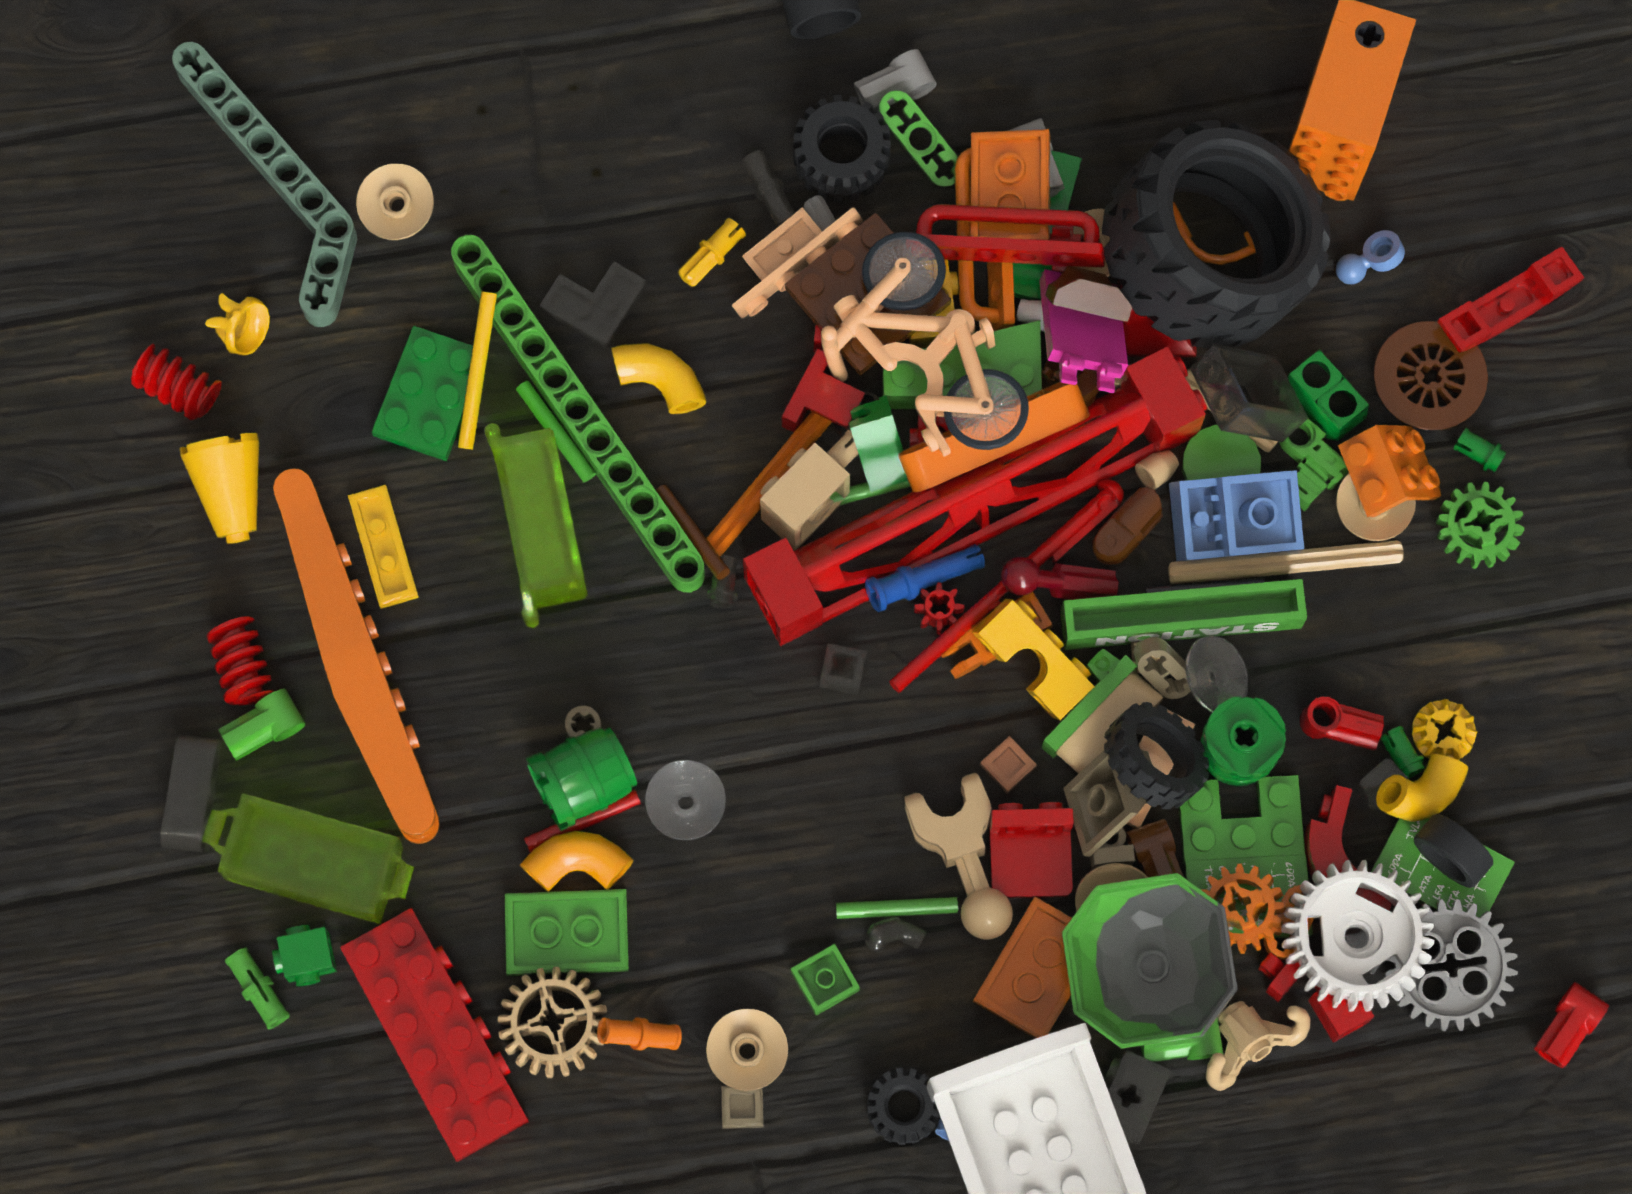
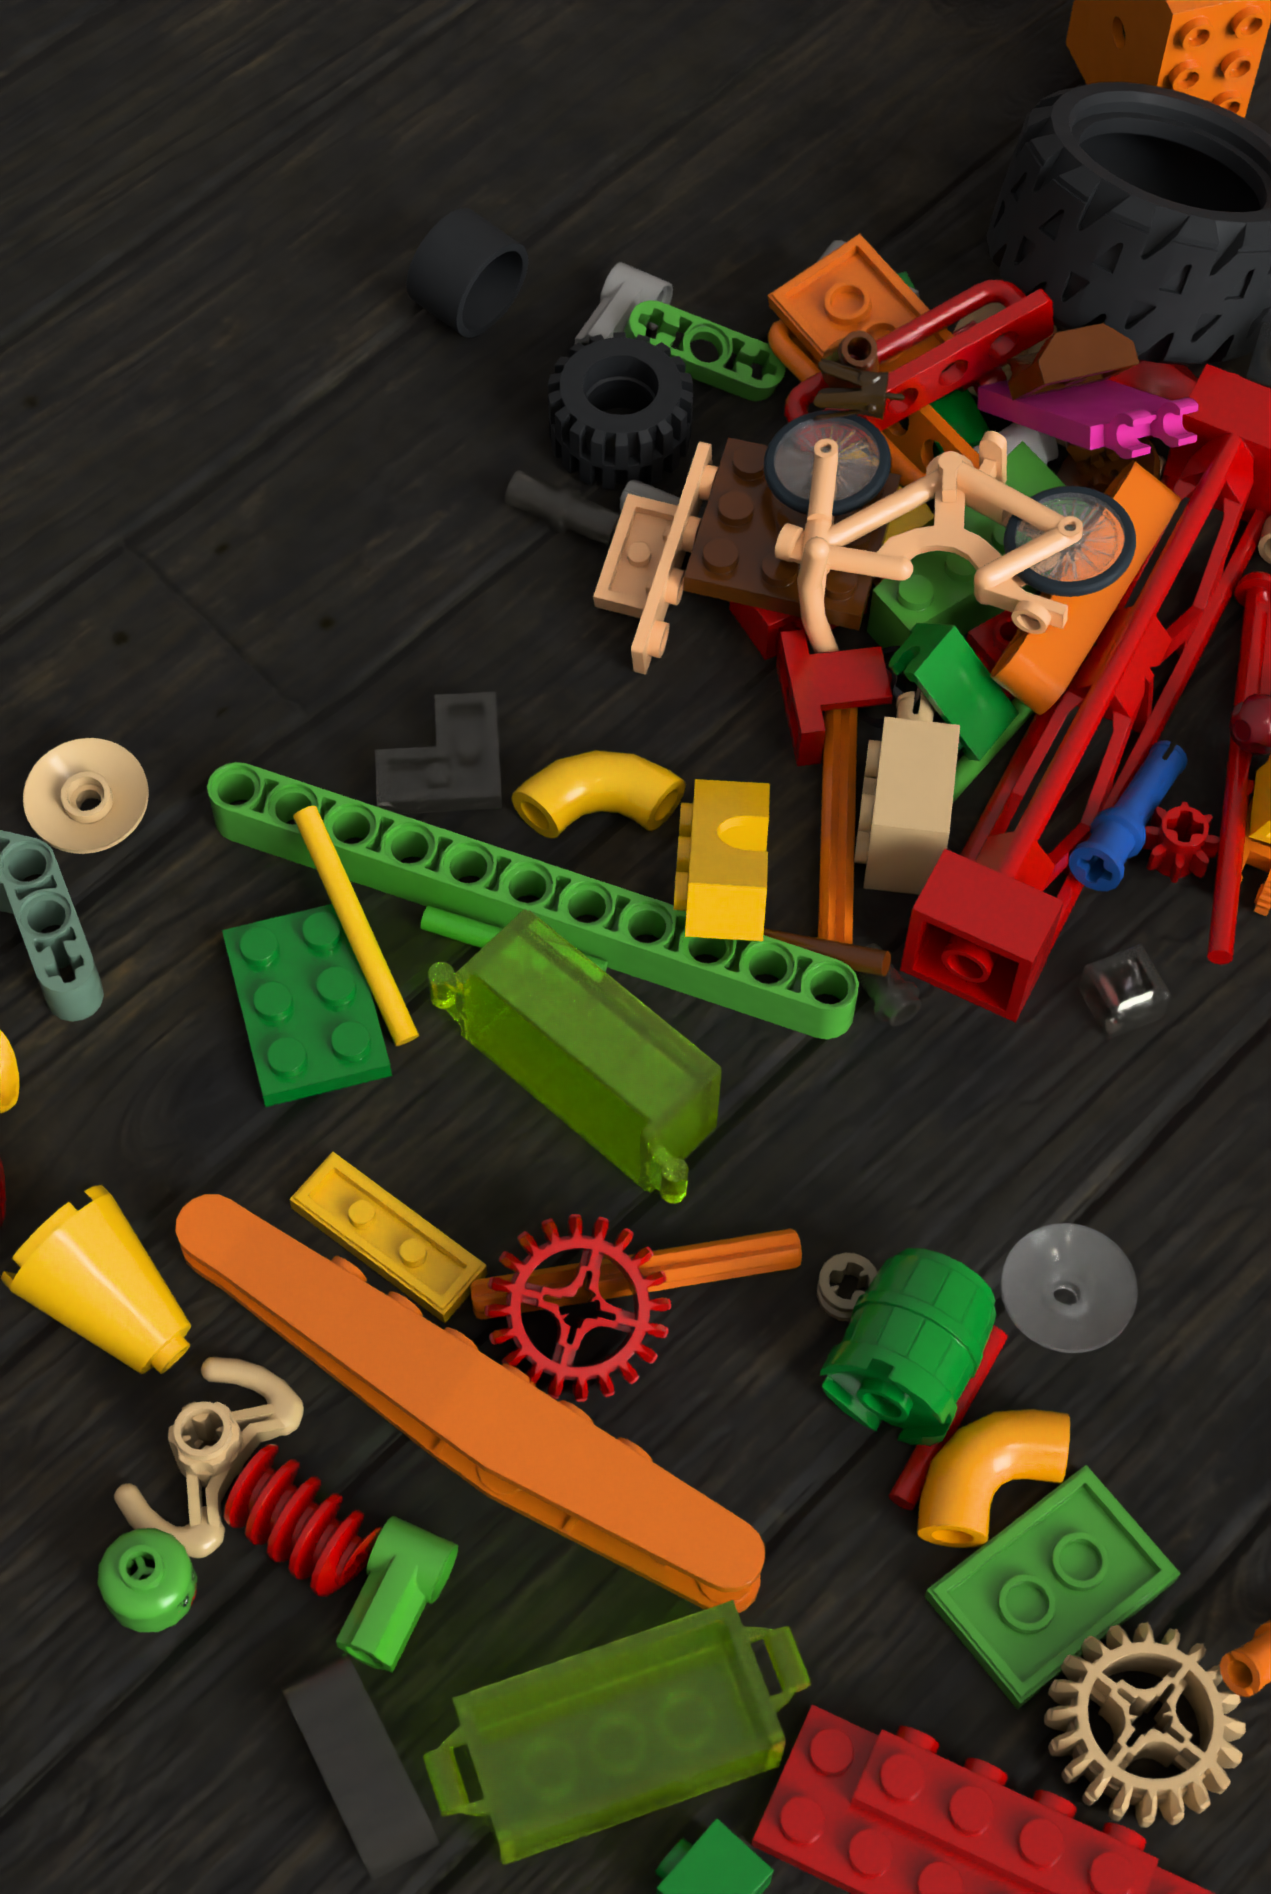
camera: 35 degrees left, 15 degrees down
(161, 651) = (169, 1582): none -> bright green head
(218, 586) = (214, 1449): none -> tan piece
(449, 660) = (634, 1323): none -> red gear
(487, 648) = (681, 1265): none -> orange axle
(701, 441) = (723, 860): none -> yellow arch
(711, 252) = (549, 618): yellow axle -> none
(952, 245) = (862, 400): none -> dark brown piece
(976, 216) = (858, 344): none -> reddish brown cone

